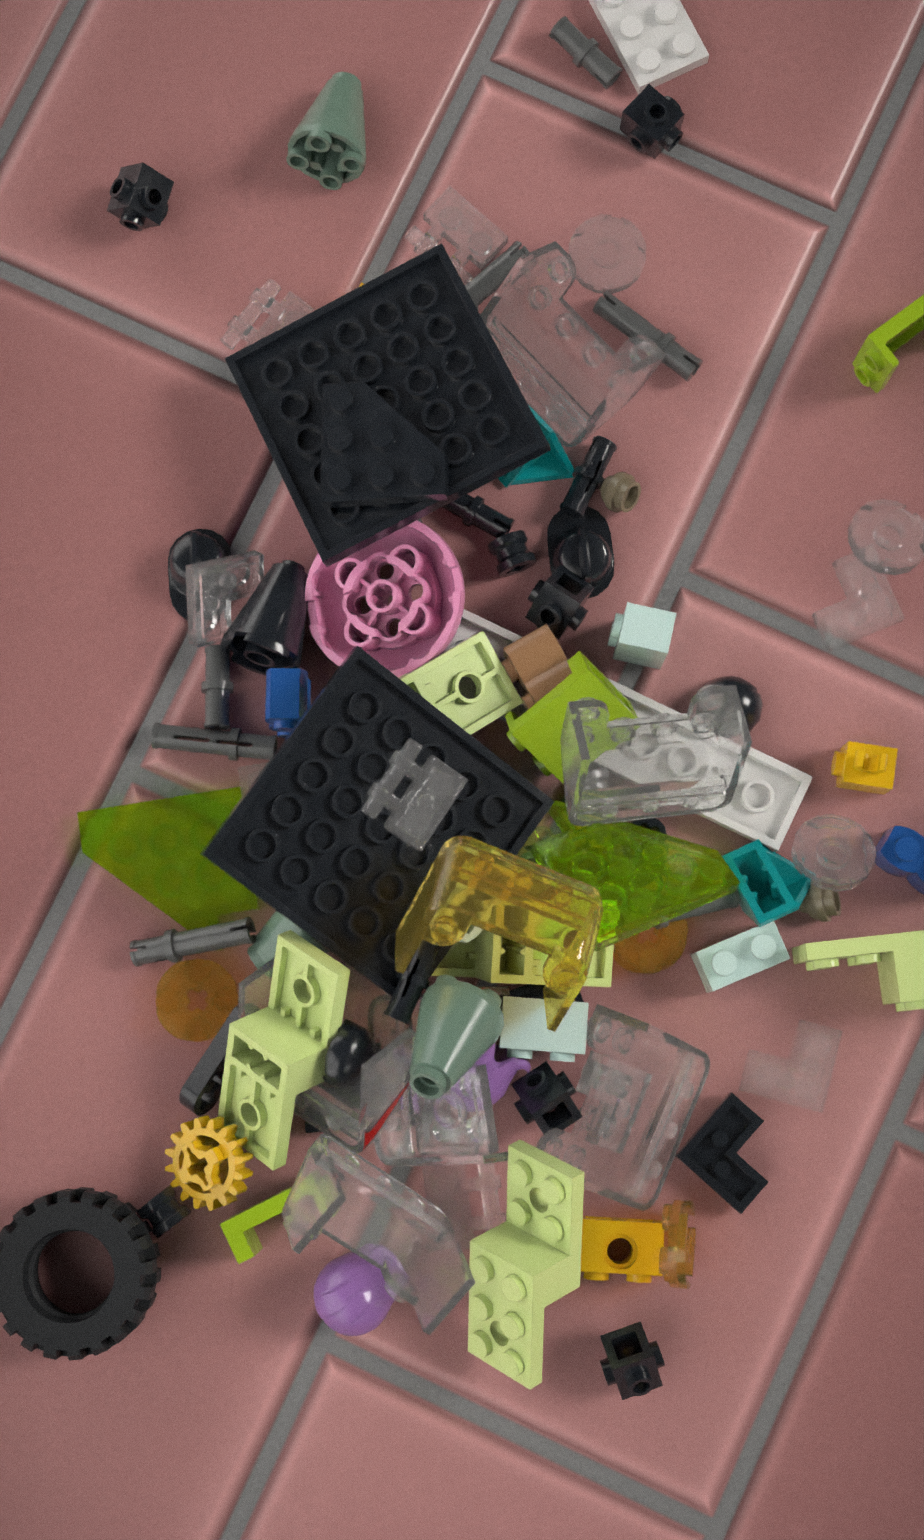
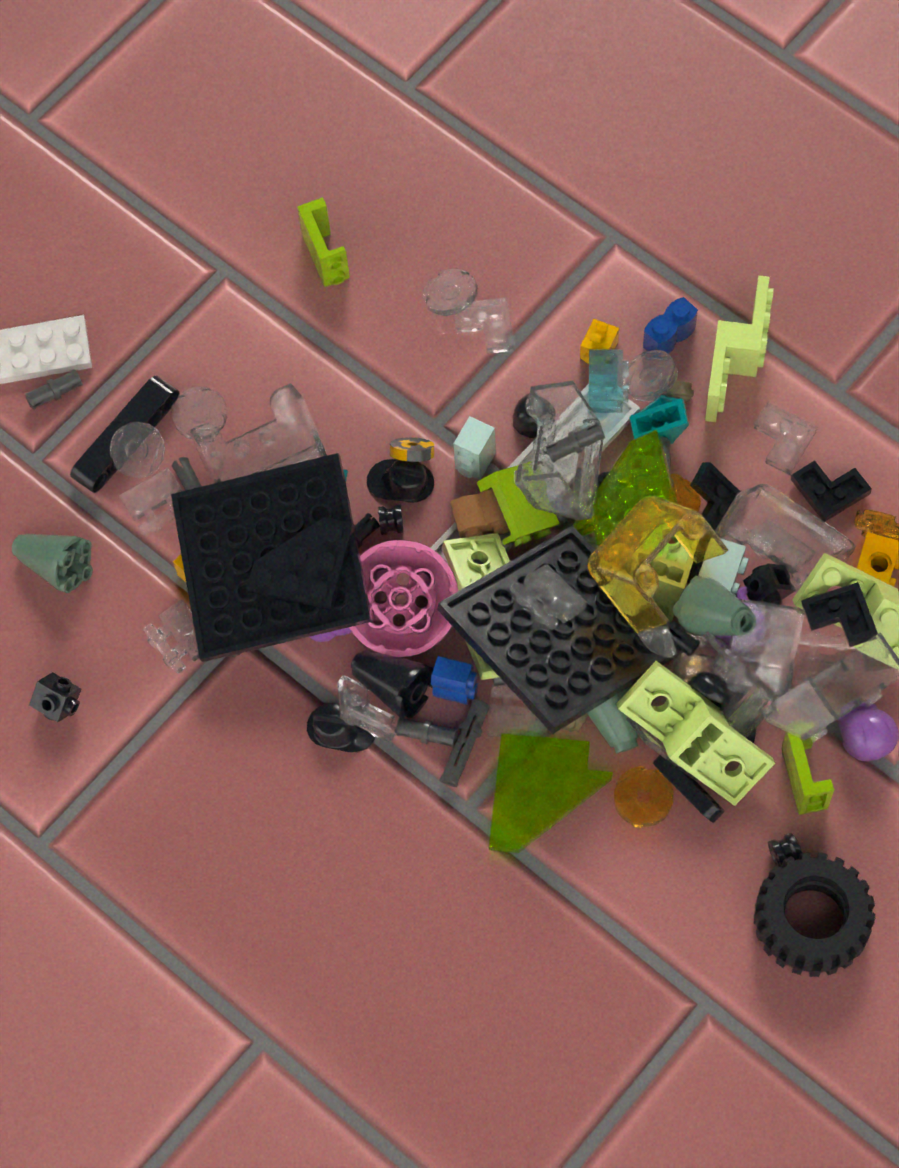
camera: 70 degrees left, 15 degrees down
(176, 944) = (603, 786): dark grey pin -> none
(209, 1162) = (745, 814): yellow gear -> none
(384, 973) = (659, 641): none -> clear tile
(514, 1219) = (843, 606): none -> black plate
(519, 187) = (137, 449): none -> clear tile
(544, 165) = (147, 406): none -> black beam
(559, 602) = (434, 496): black brick -> none
(588, 477) = (353, 460): black pin -> none
(620, 492) = (368, 444): dark tan plate -> none
(622, 551) = (412, 449): none -> piece
(633, 324) = (262, 402): dark grey pin -> none
(652, 122) = (121, 358): black brick -> none
(661, 1003) = (716, 491): none -> black plate
(675, 772) = (575, 442): none -> dark grey pin
(740, 956) = (703, 442): light aqua brick -> none
(800, 792) = (606, 380): none -> clear light blue brick

